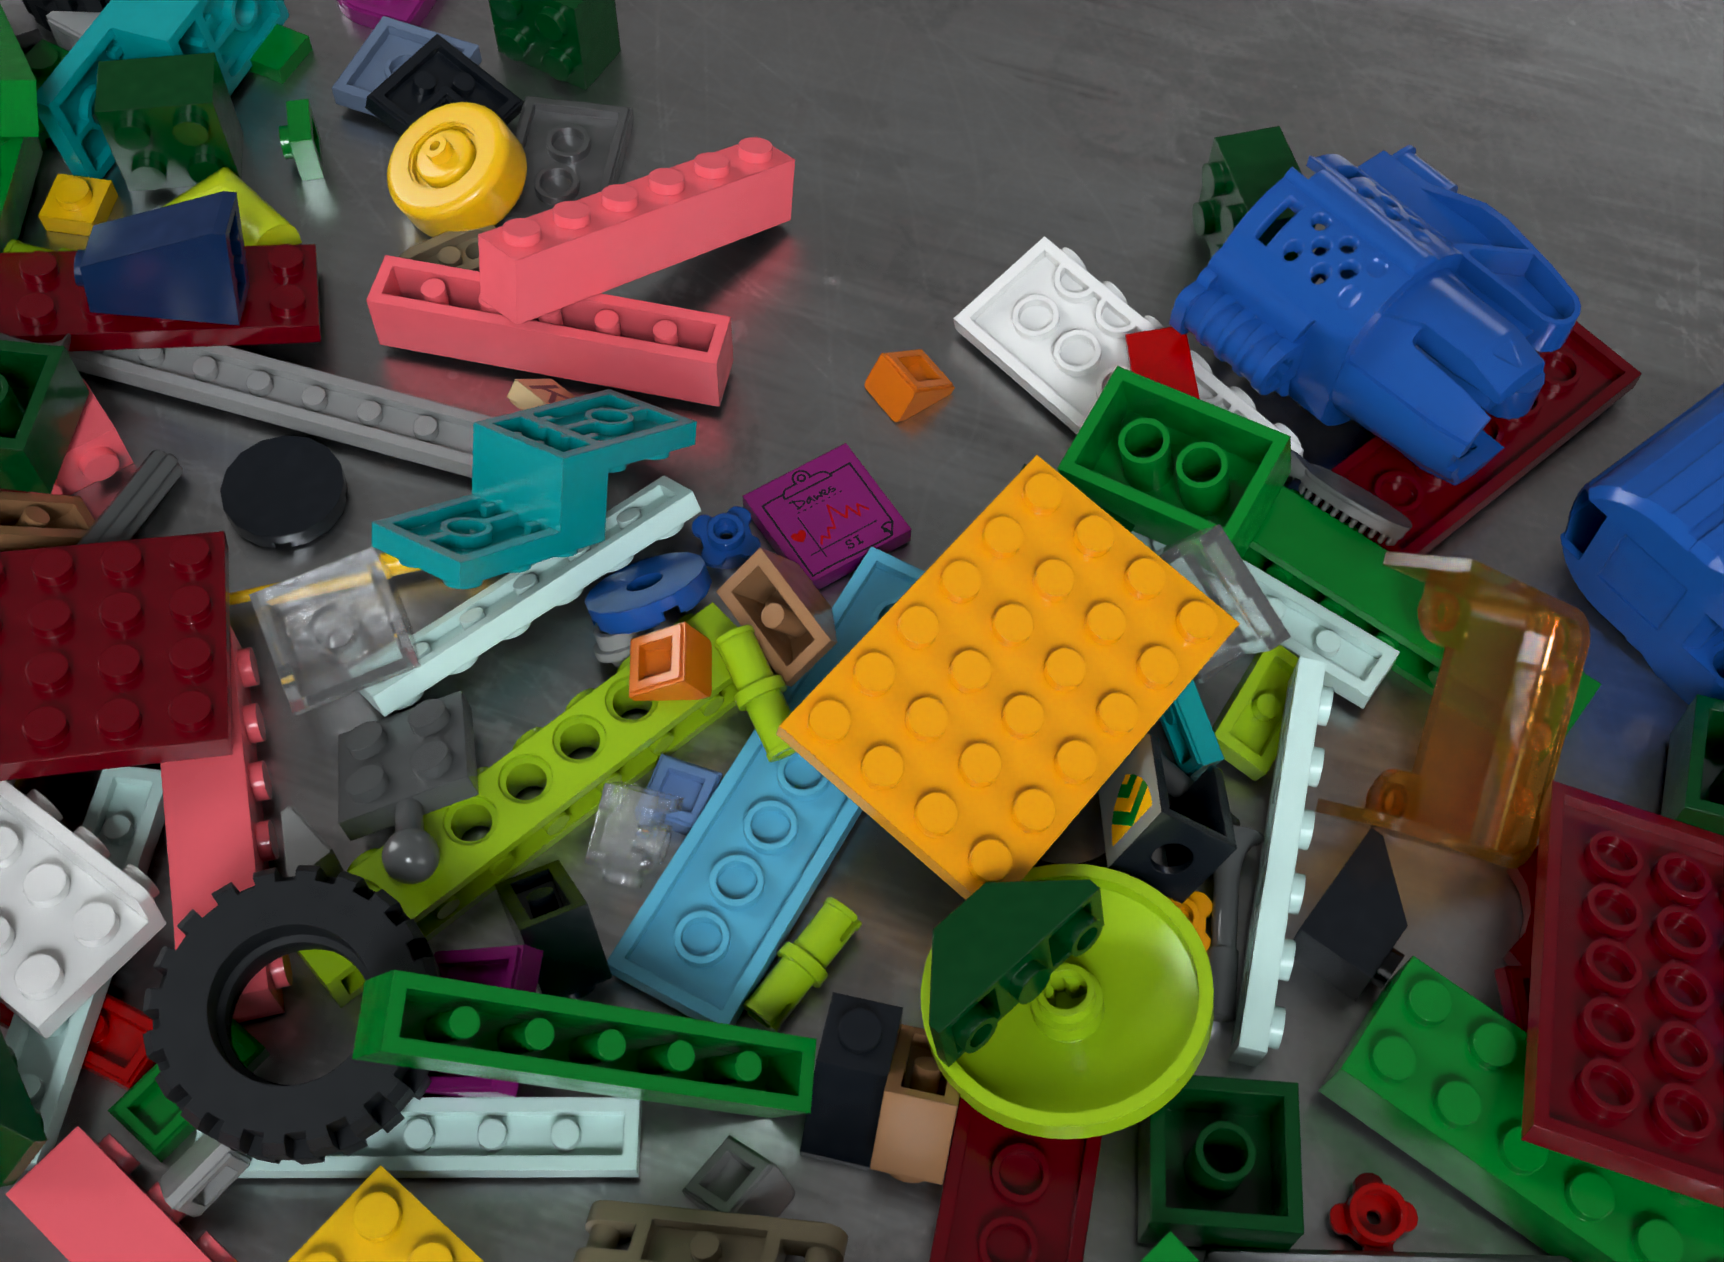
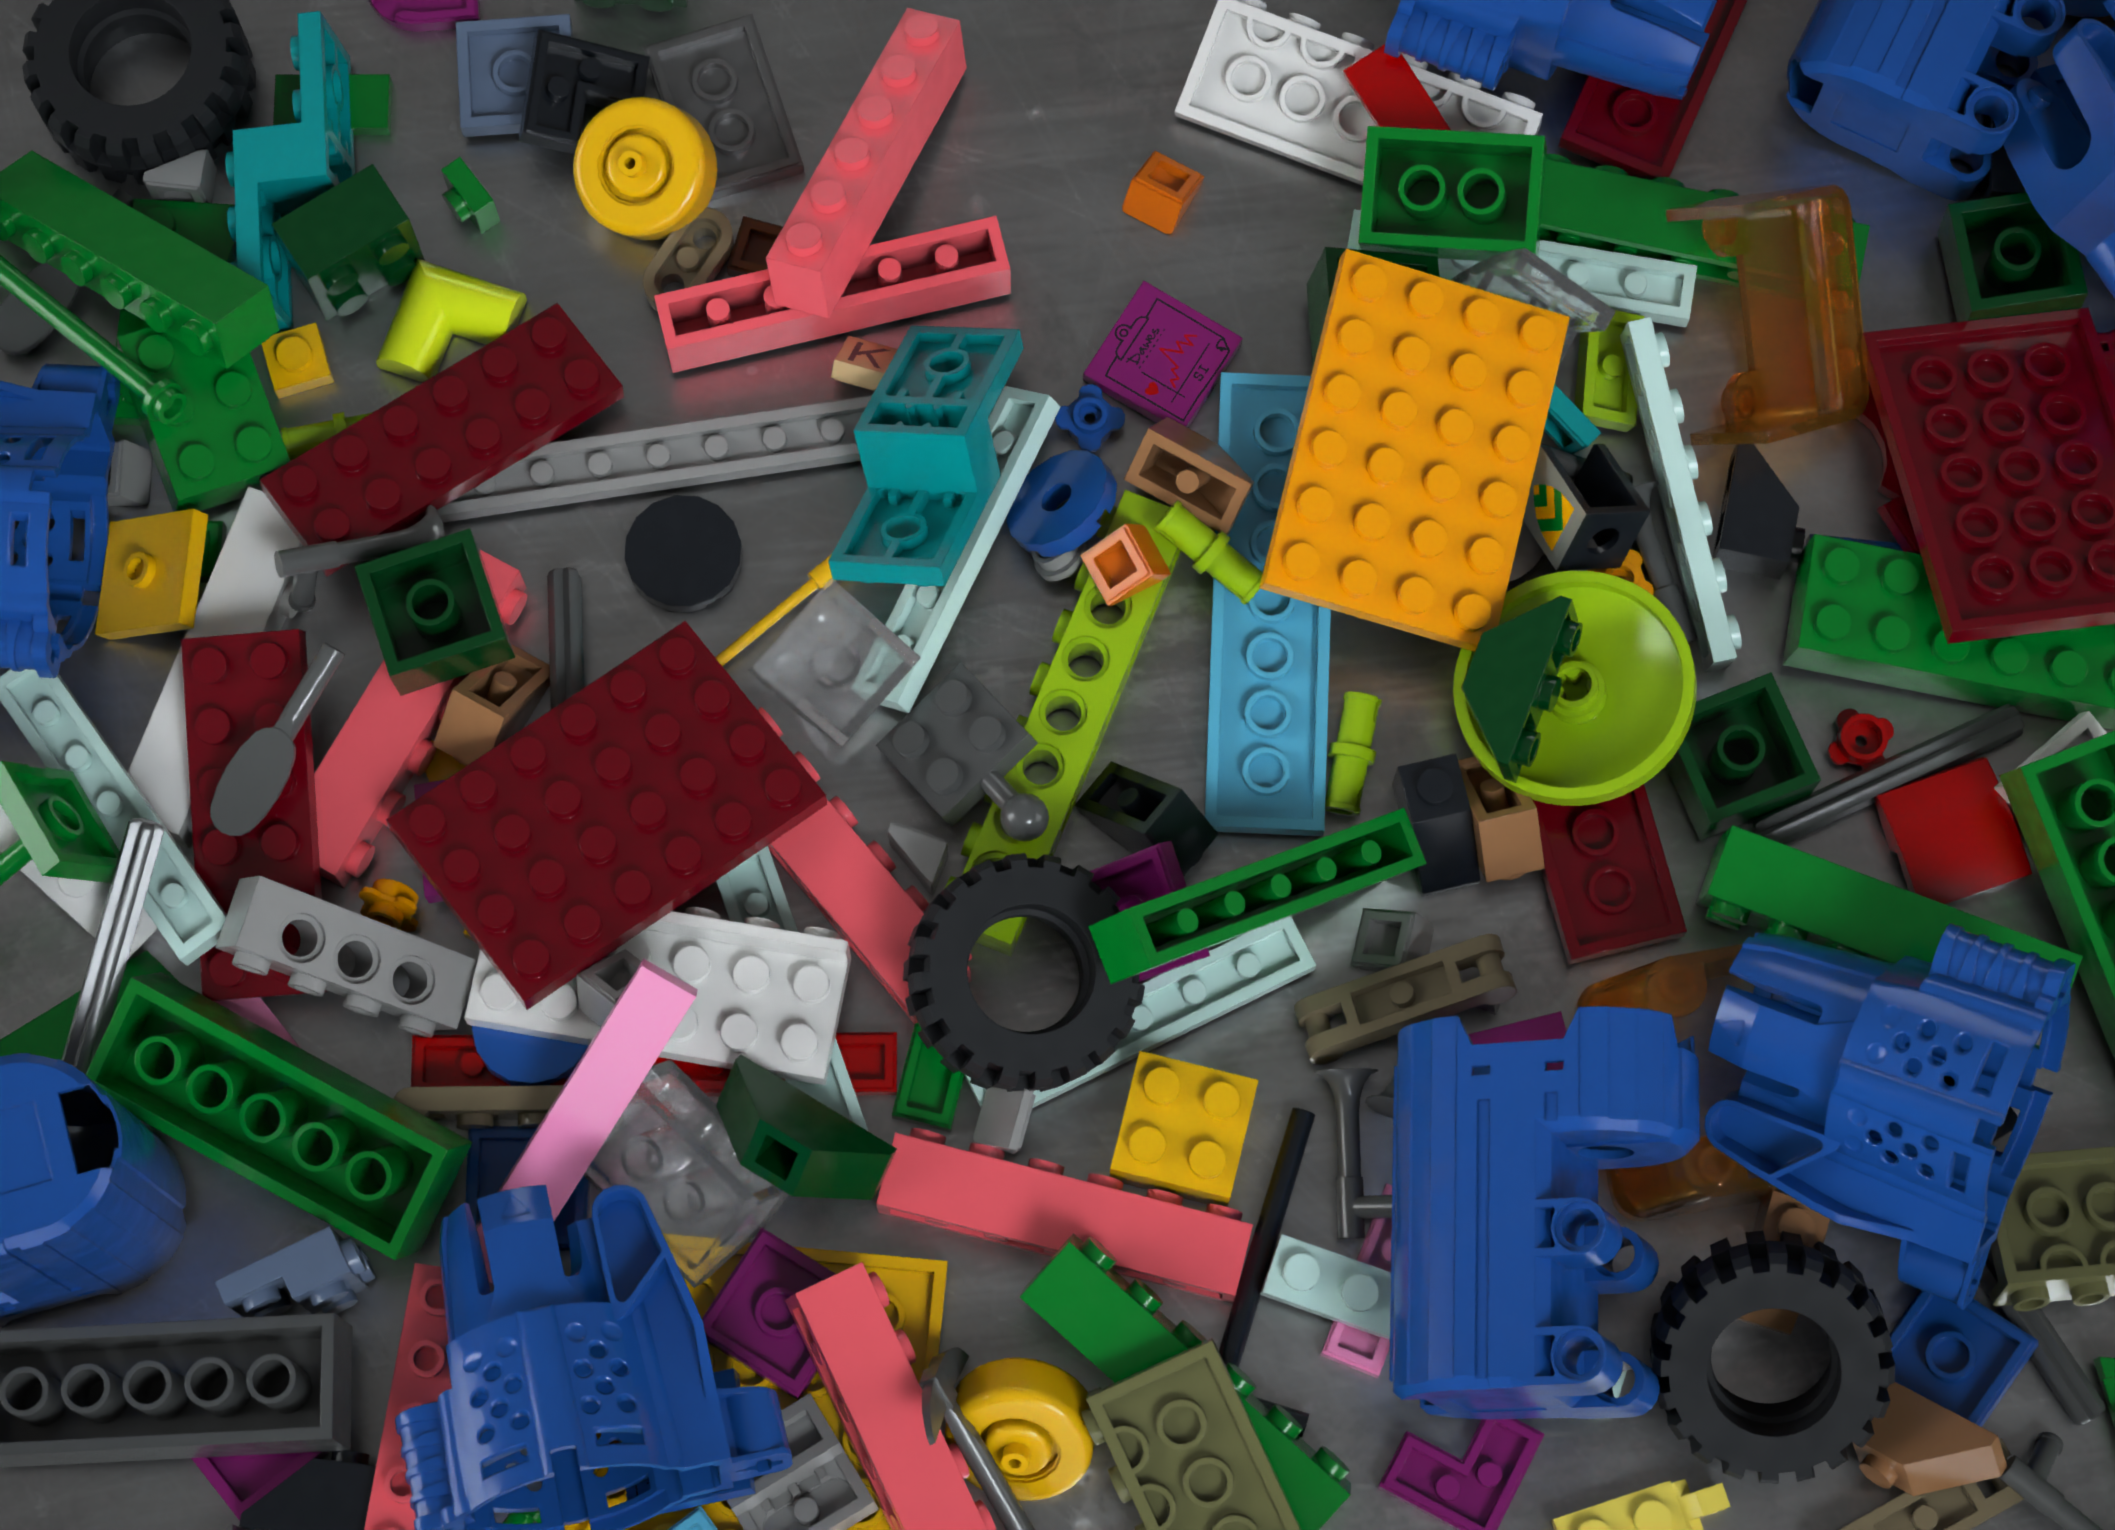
camera: 25 degrees left, 15 degrees up
(169, 263) = (487, 401): dark blue slope -> none
(631, 832) = (1167, 712): clear brick -> none
(688, 781) = (1178, 663): medium blue tile -> none
(1349, 499) = (1578, 140): dark grey piece -> none

